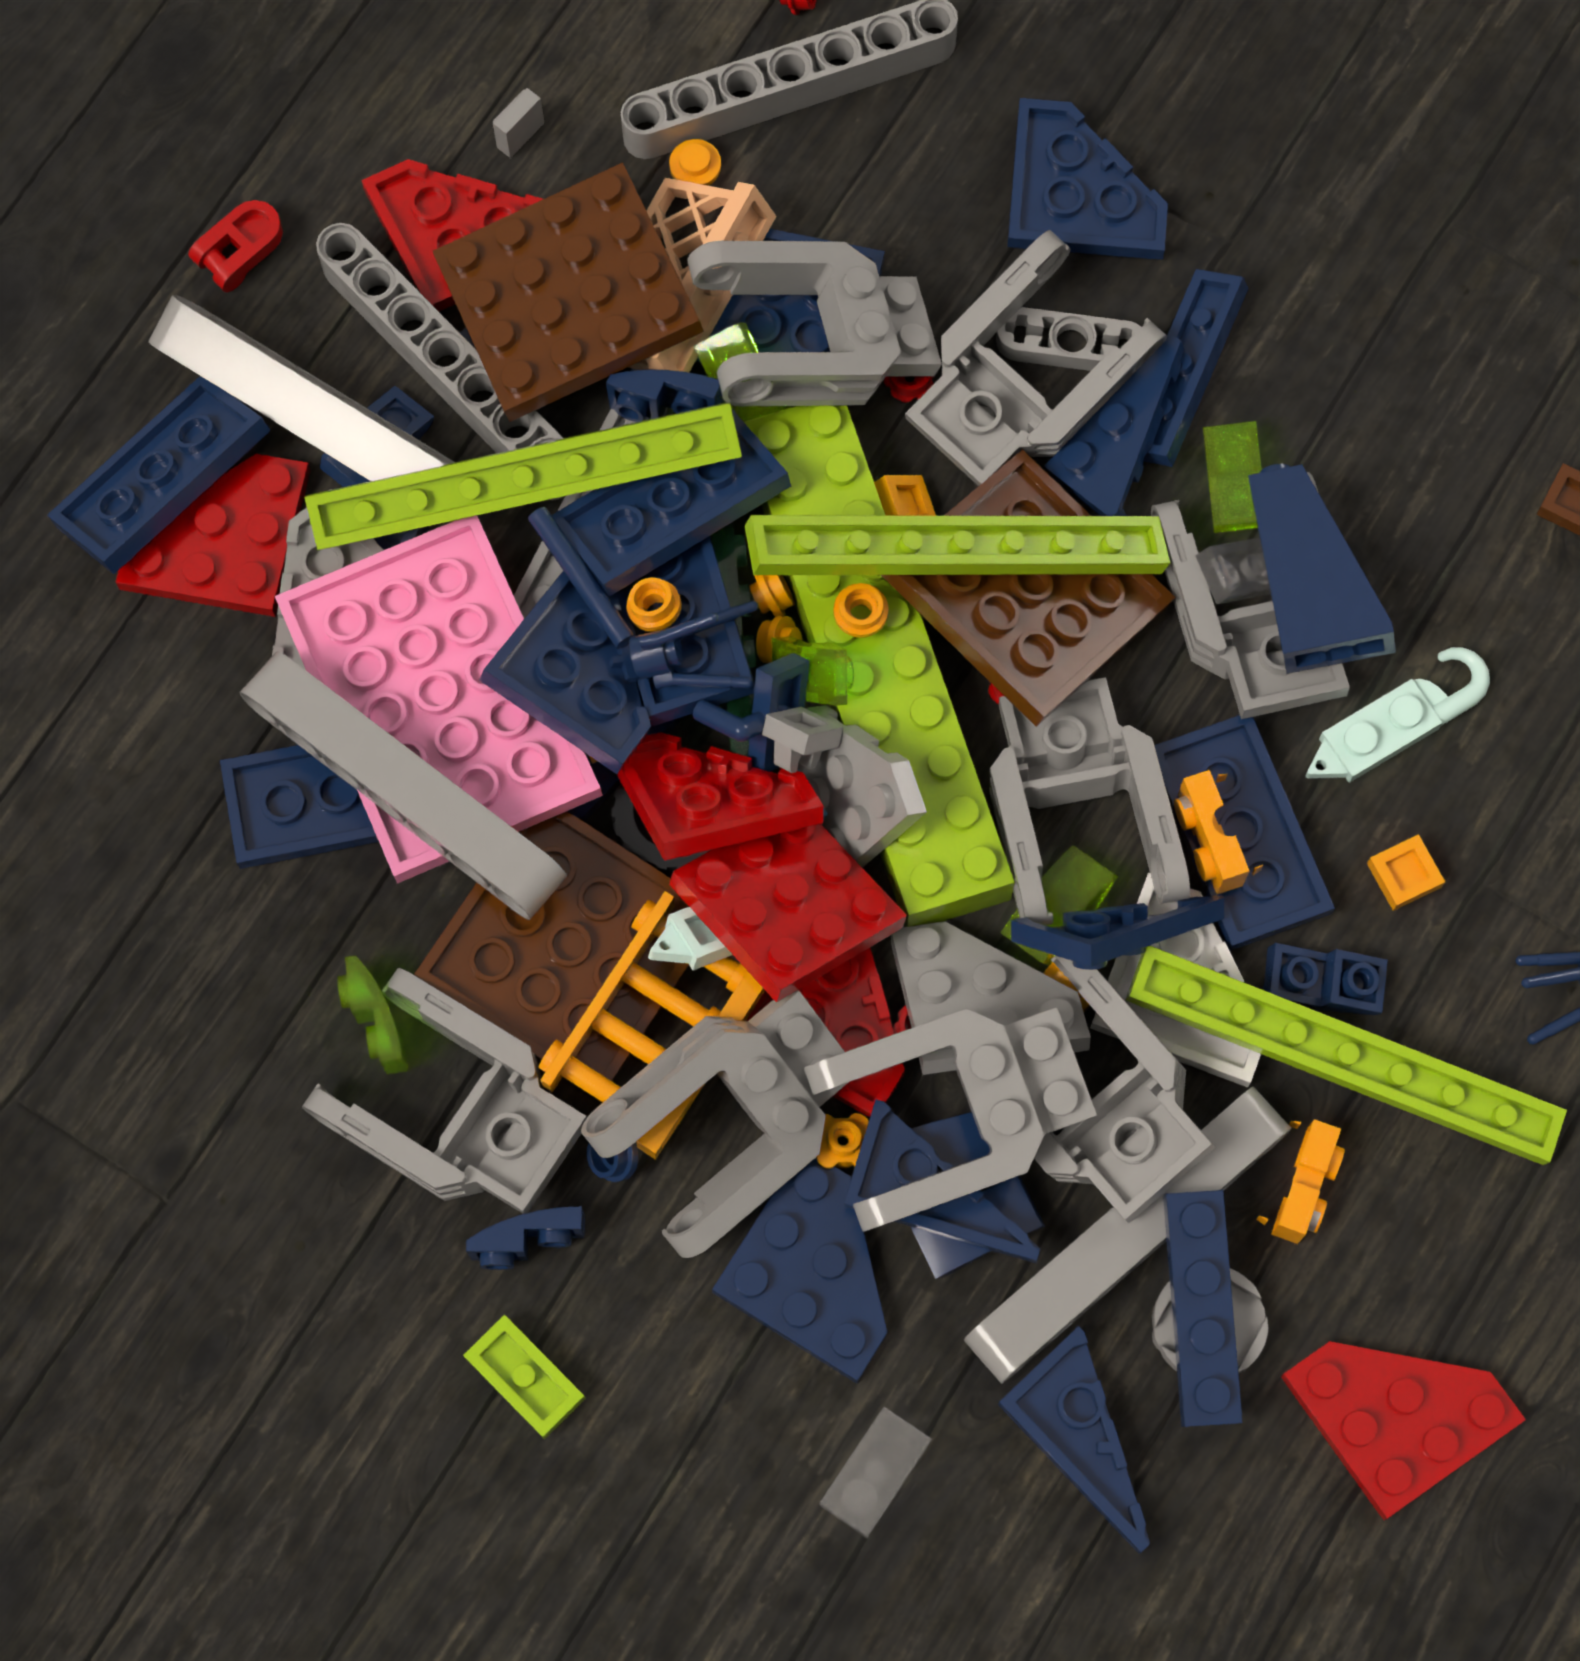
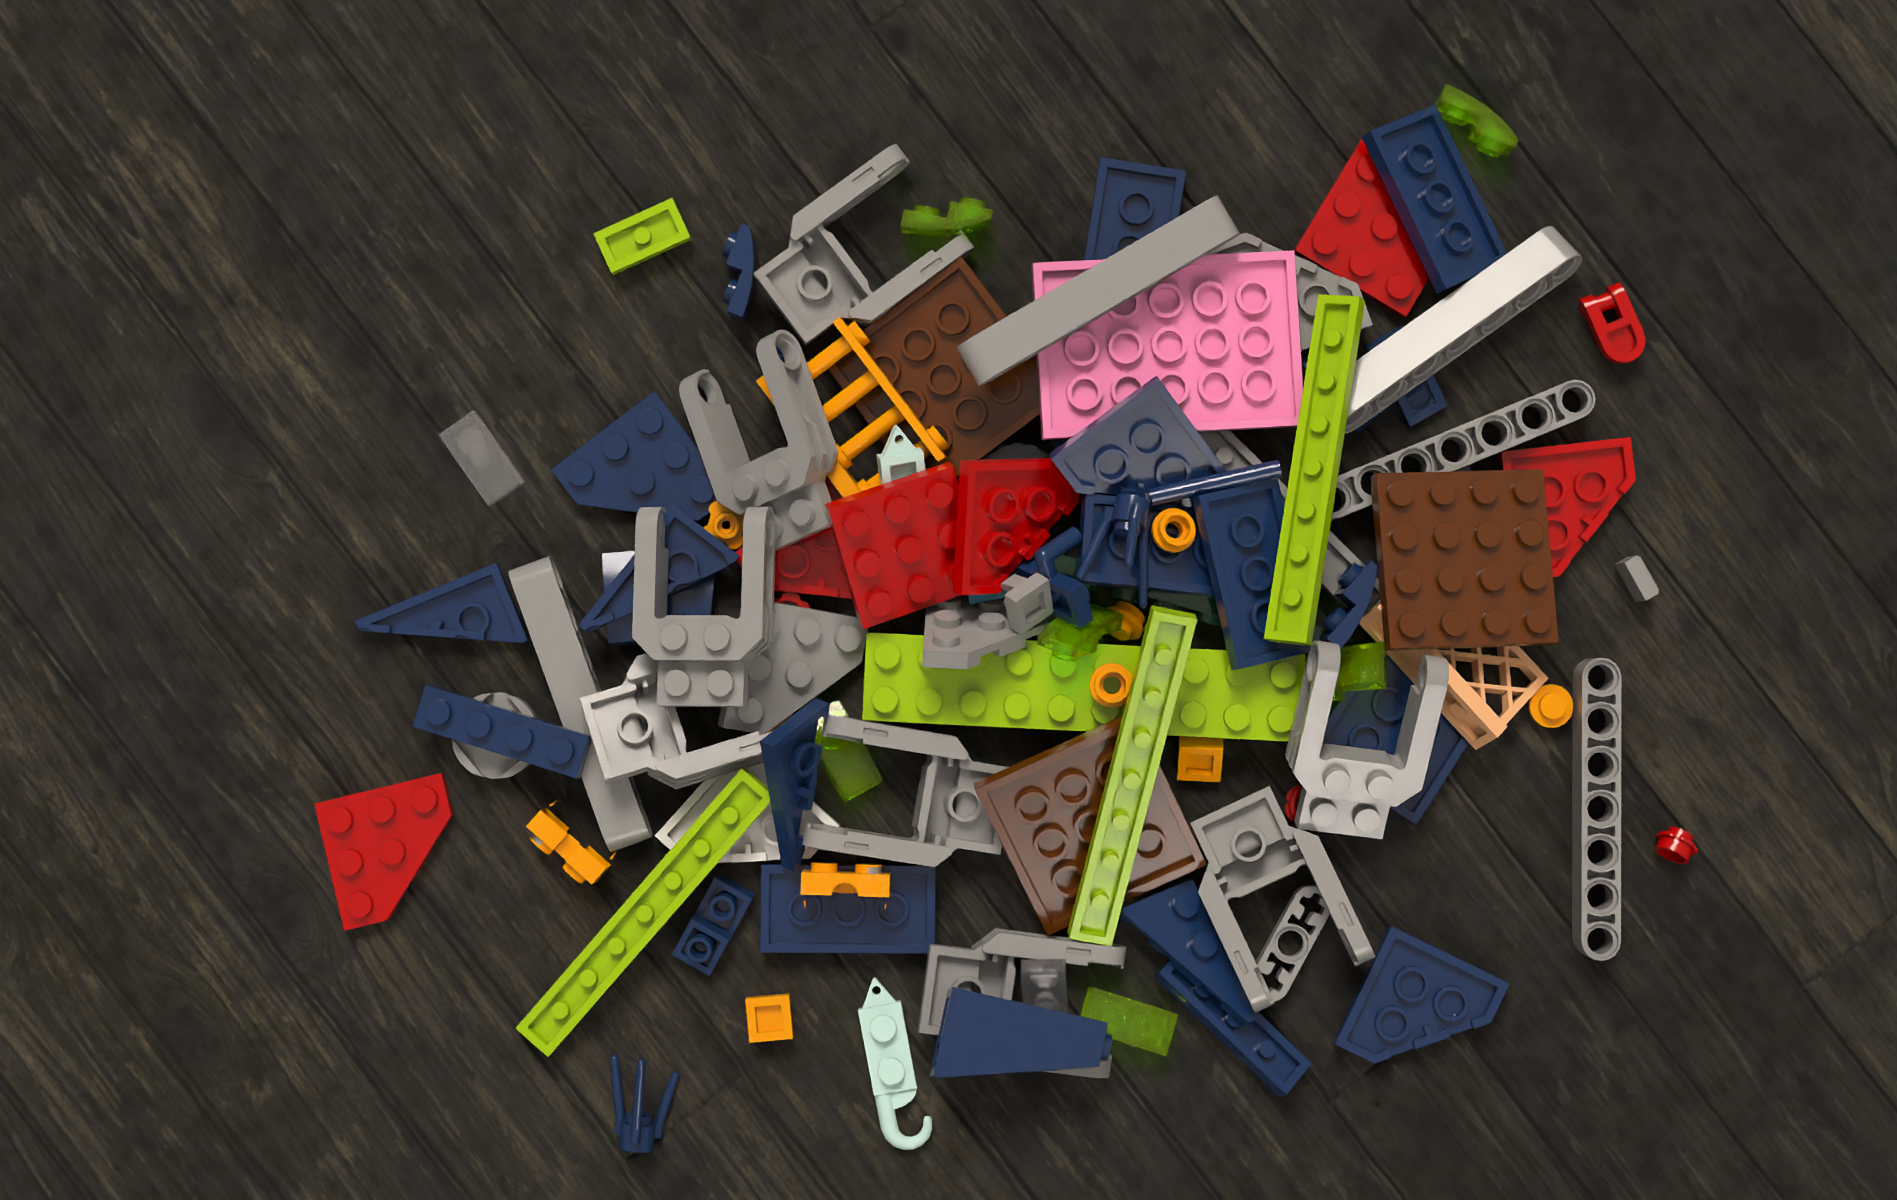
camera: 110 degrees right, 15 degrees up
(53, 454) = (1488, 129): none -> clear neon green slope

